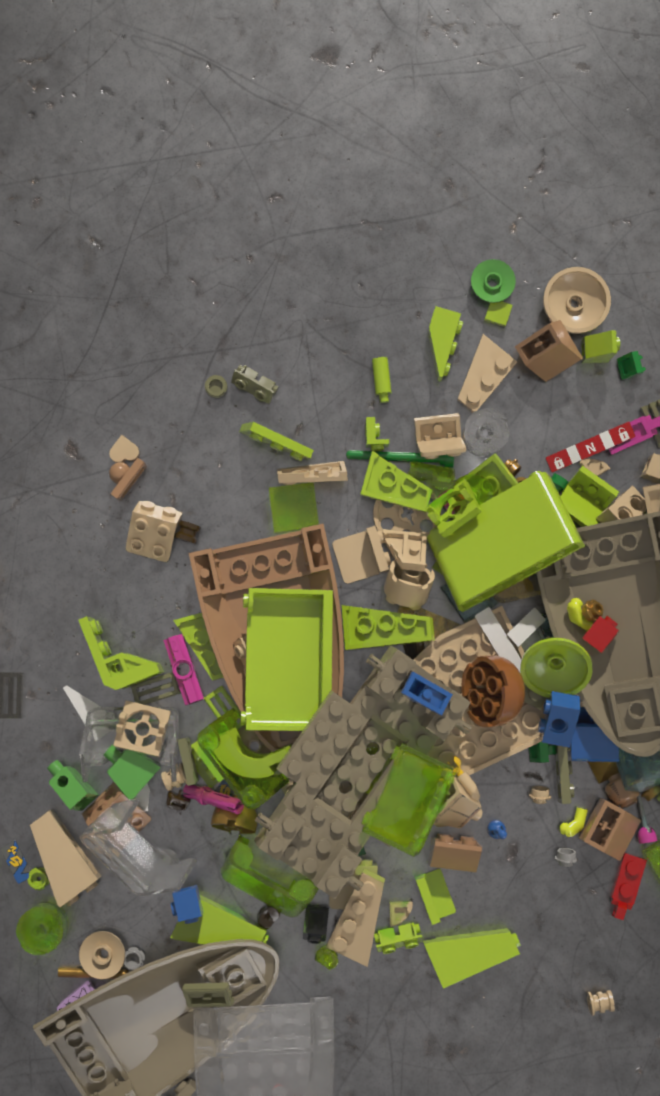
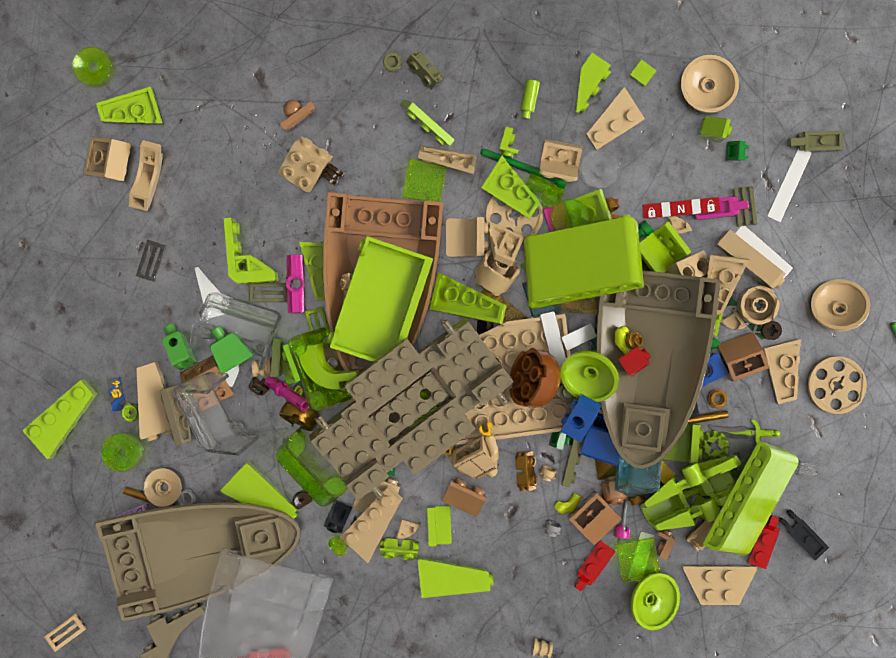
camera: 20 degrees right, 5 degrees up
(92, 868) = (175, 416): none -> dark tan wing
(124, 450) = (302, 91): tan tile -> none
(131, 708) = (242, 302): tan piece -> none
(187, 904) = (241, 469): blue brick -> none
(213, 994) = (235, 541): olive tile -> none
(410, 800) = (441, 443): clear neon green windscreen -> none
(426, 693) = (480, 363): blue slope -> none
(462, 516) = (562, 229): lime piece -> none
(494, 271) = (648, 36): bright green dish -> none
(495, 826) = (504, 489): blue hinge -> none
(512, 791) = (527, 479): none -> pearl gold hinge
(549, 351) = (672, 119): medium nougat slope -> none

